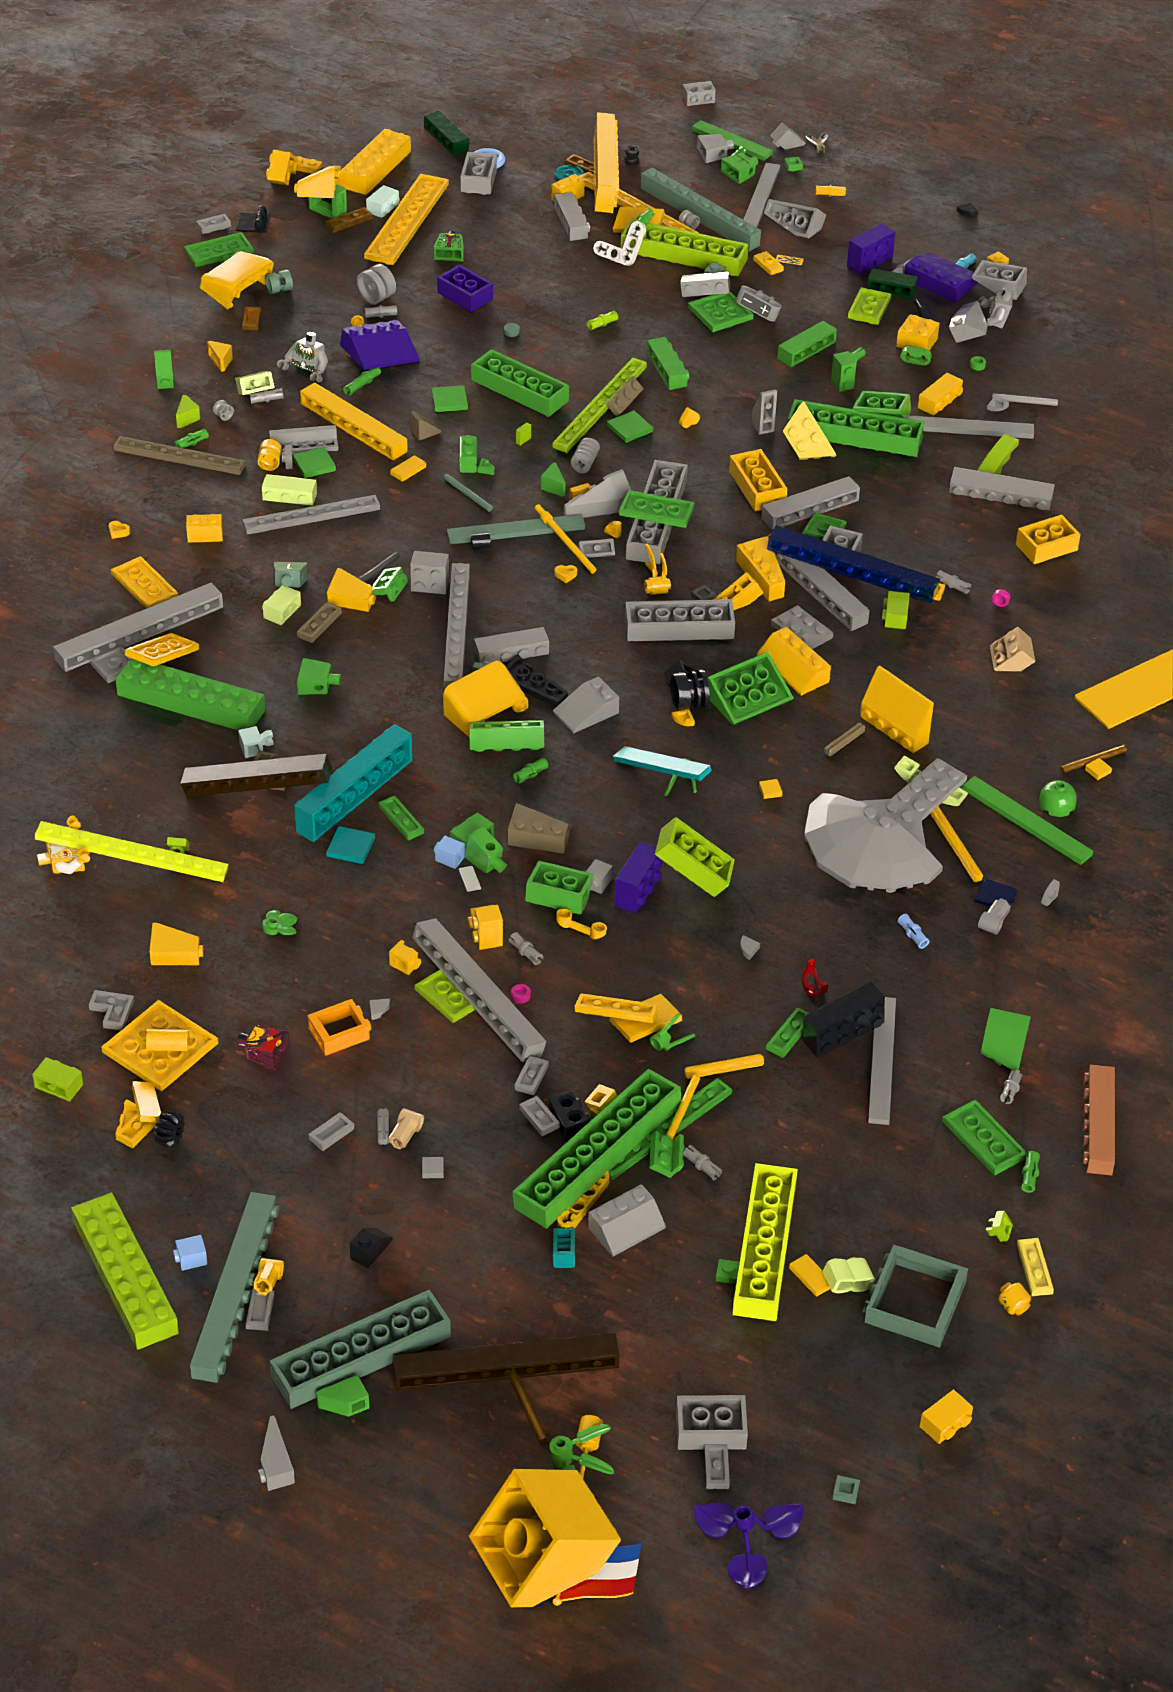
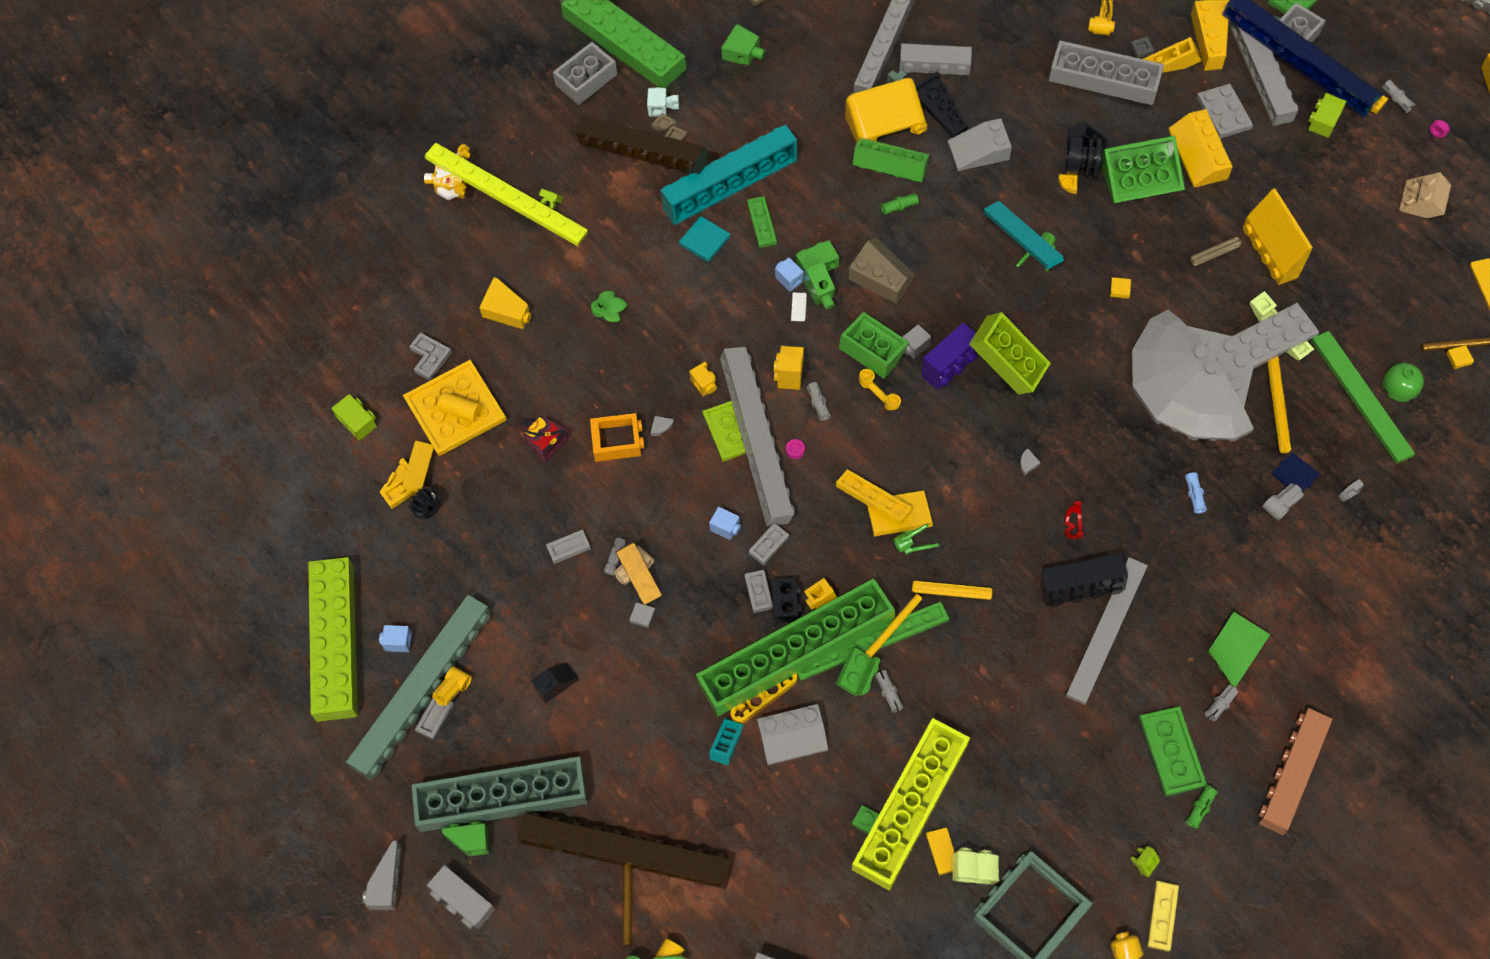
camera: 25 degrees right, 20 degrees up
(166, 733) = (585, 73): none -> light grey brick
(360, 1447) = (460, 898): none -> light grey brick
(415, 1128) = (638, 573): none -> tile
(481, 1069) = (725, 523): none -> light blue brick
(788, 1034) = (1029, 571): bright green tile -> none

